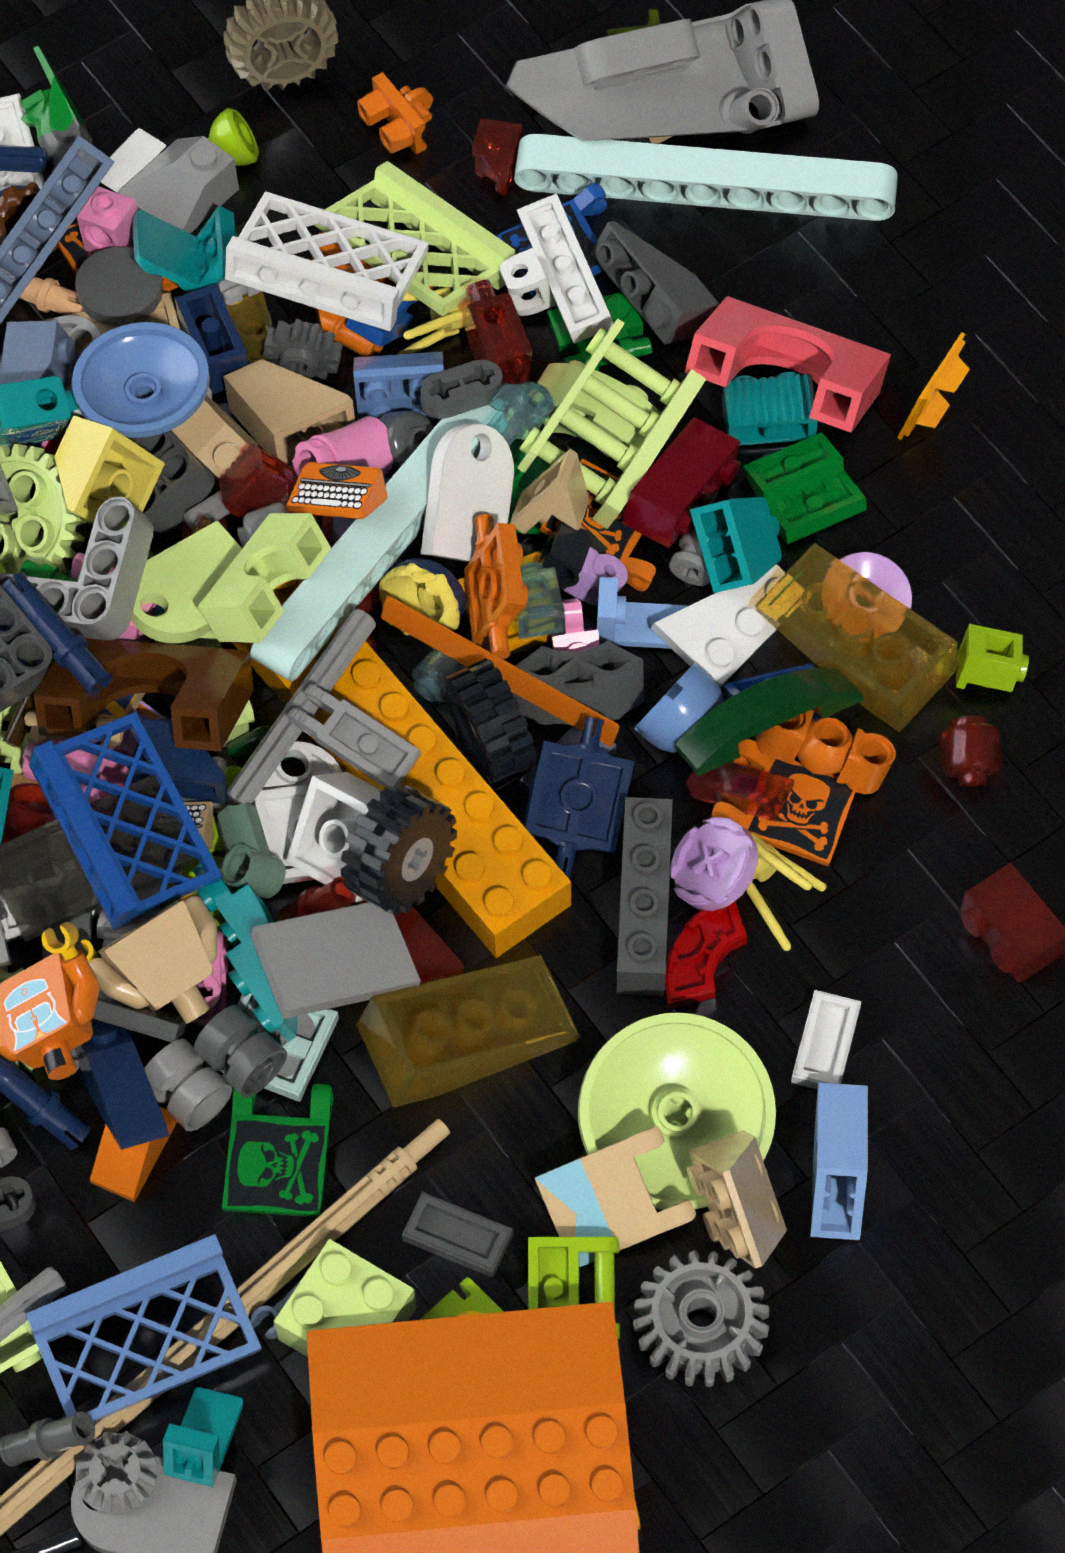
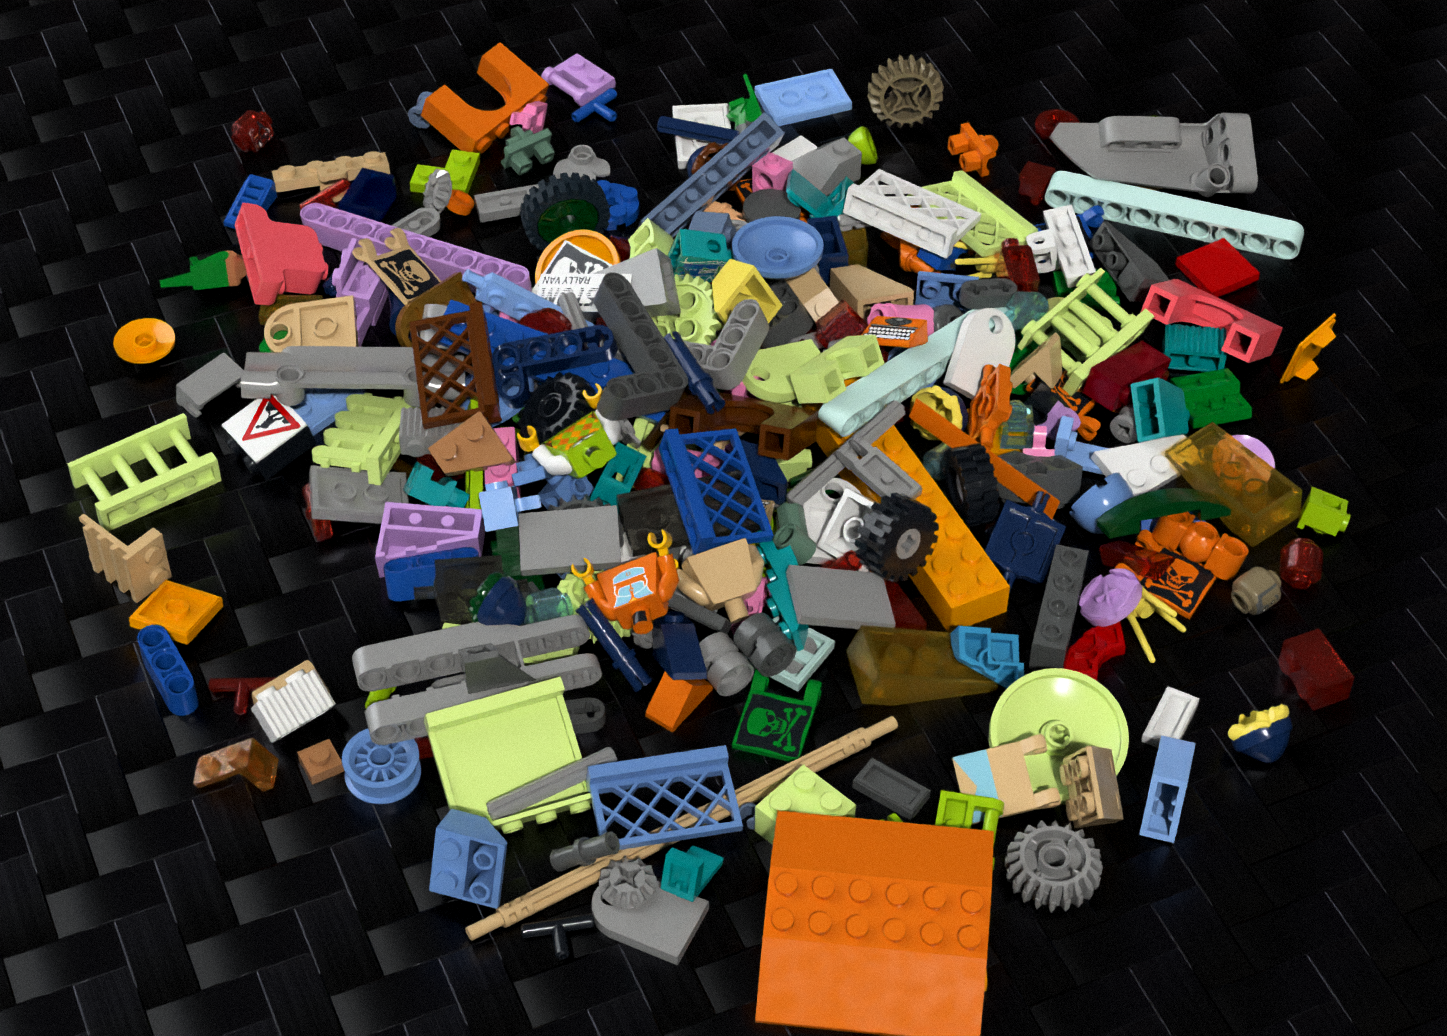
camera: 10 degrees right, 15 degrees down
(129, 60) = (803, 97): none -> light blue tile
(303, 349) = (886, 261): dark grey gear -> none
(518, 30) = (1045, 121): none -> clear red gear
(561, 994) = (988, 653): none -> dark azure slope
(782, 259) = (1217, 268): none -> red tile
(915, 809) = (1256, 590): none -> dark tan head
(955, 1044) = (1262, 734): none -> dark blue hair

